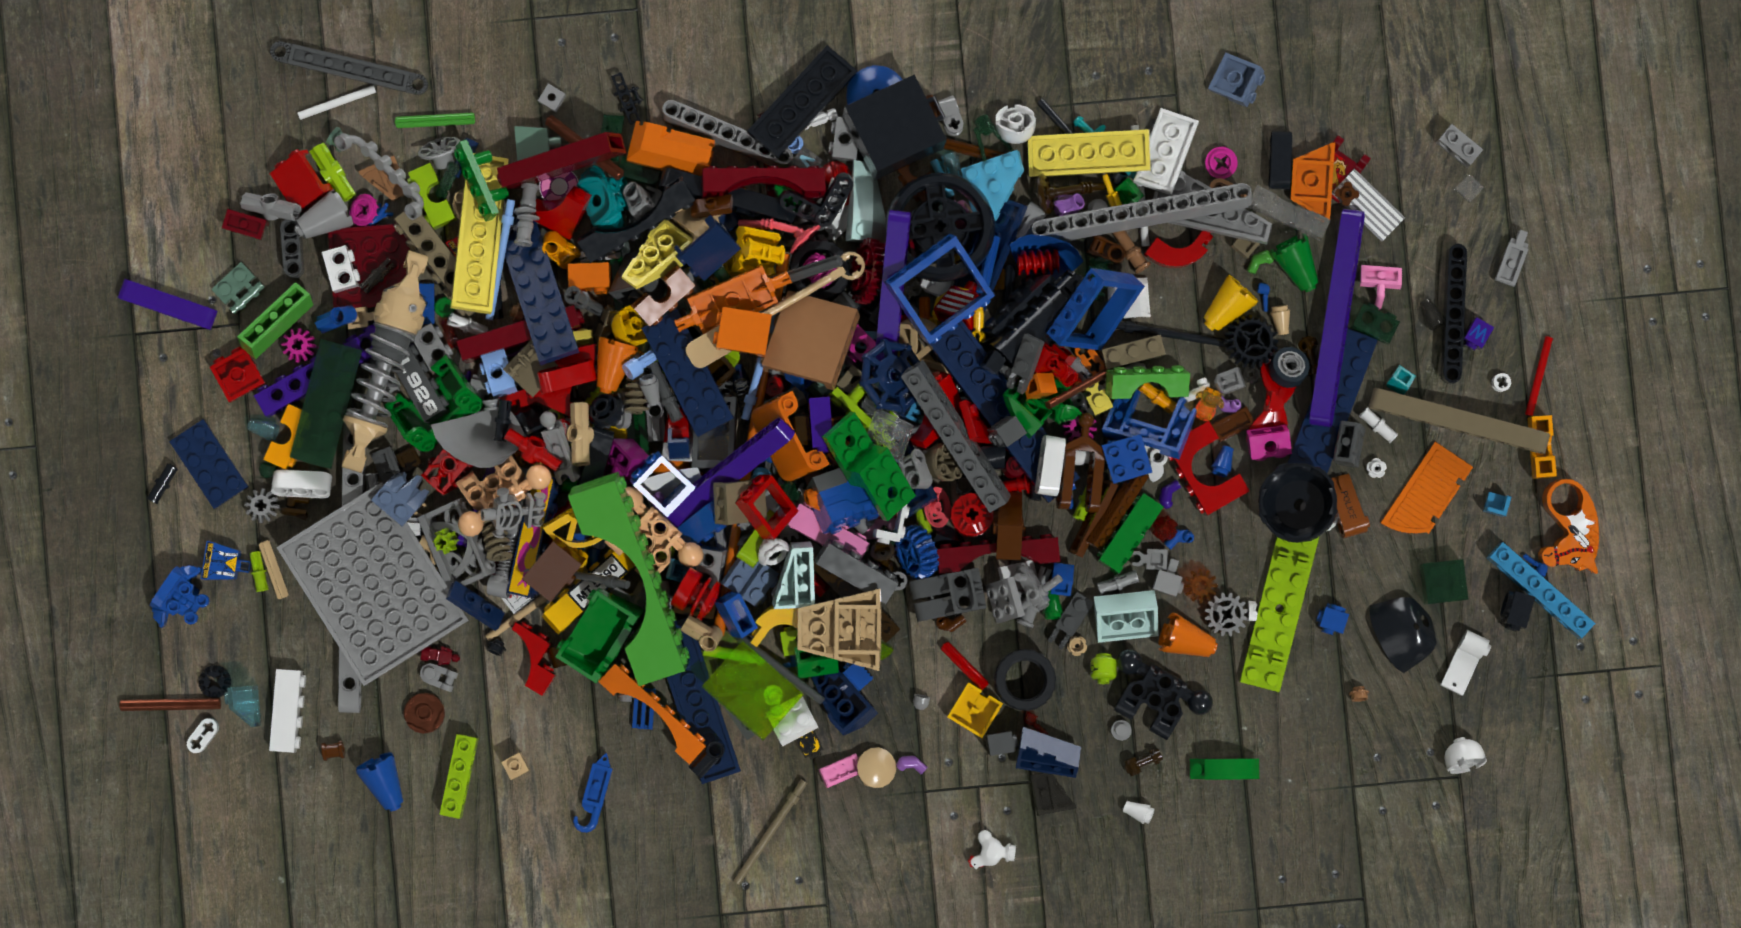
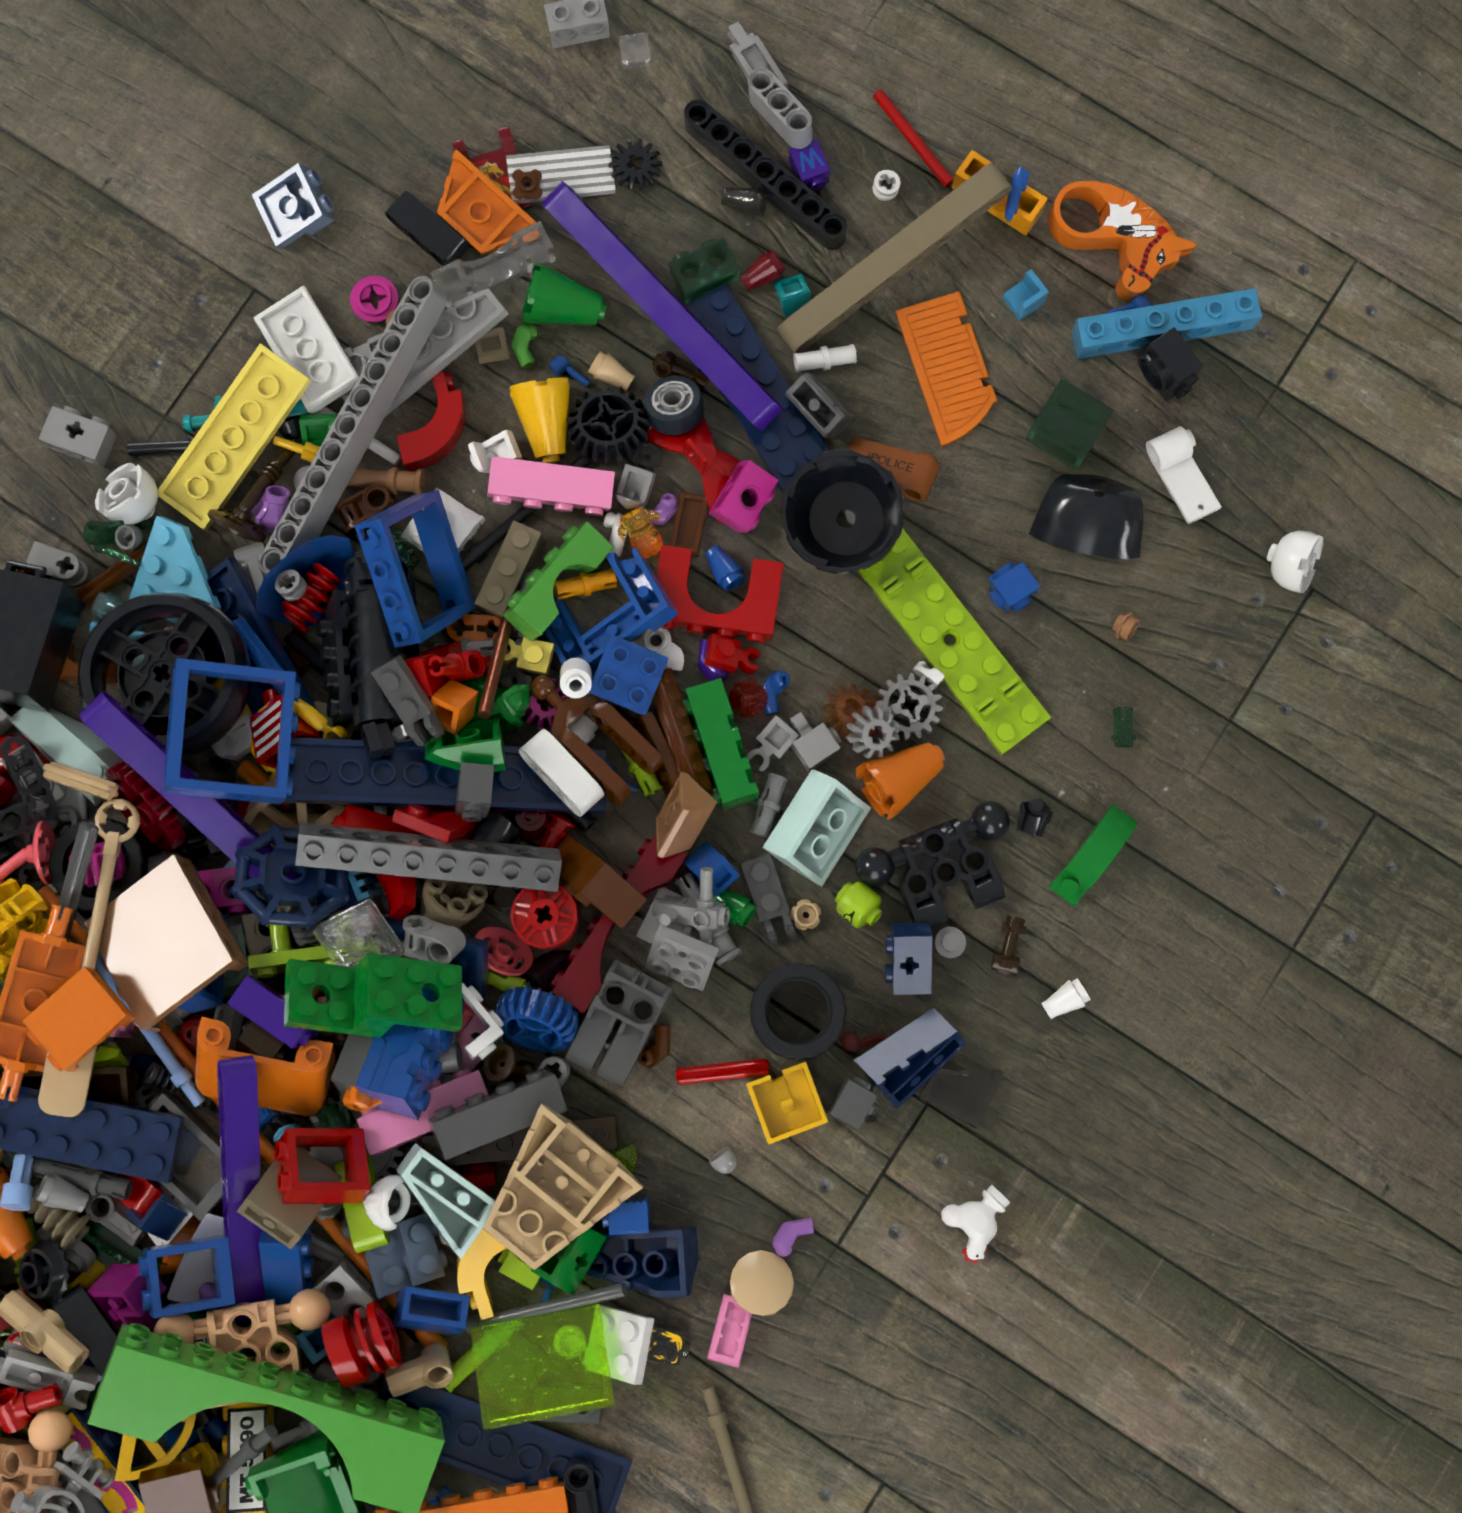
camera: 50 degrees left, 5 degrees down
(854, 229) = (80, 781): none -> tan axle
(992, 137) = (125, 532): none -> light grey hinge
(1024, 82) = (61, 430): none -> light grey brick
(1040, 253) = (290, 577): none -> light grey bush
(1076, 543) = (682, 816): none -> medium nougat slope
(1104, 433) = (575, 678): none -> white brick
(1105, 709) = (910, 941): none -> brick
(1178, 499) = (726, 655): none -> red plate
(1189, 294) = (500, 445): none -> white bracket
(1194, 337) = (550, 485): none -> bright pink brick
(1200, 600) = (869, 720): none -> light grey gear
(1220, 723) = (1034, 817): none -> black arm
(1303, 733) = (1123, 729): none -> clear green pin
(1371, 468) = (873, 407): white plate -> none
(1380, 278) = (658, 222): bright pink plate -> none
(1400, 355) = (762, 271): none -> dark red cone
(1409, 247) = (632, 175): none -> black gear
(1499, 288) = (776, 96): none -> light grey beam
(1549, 455) = (1018, 184): none -> blue piece

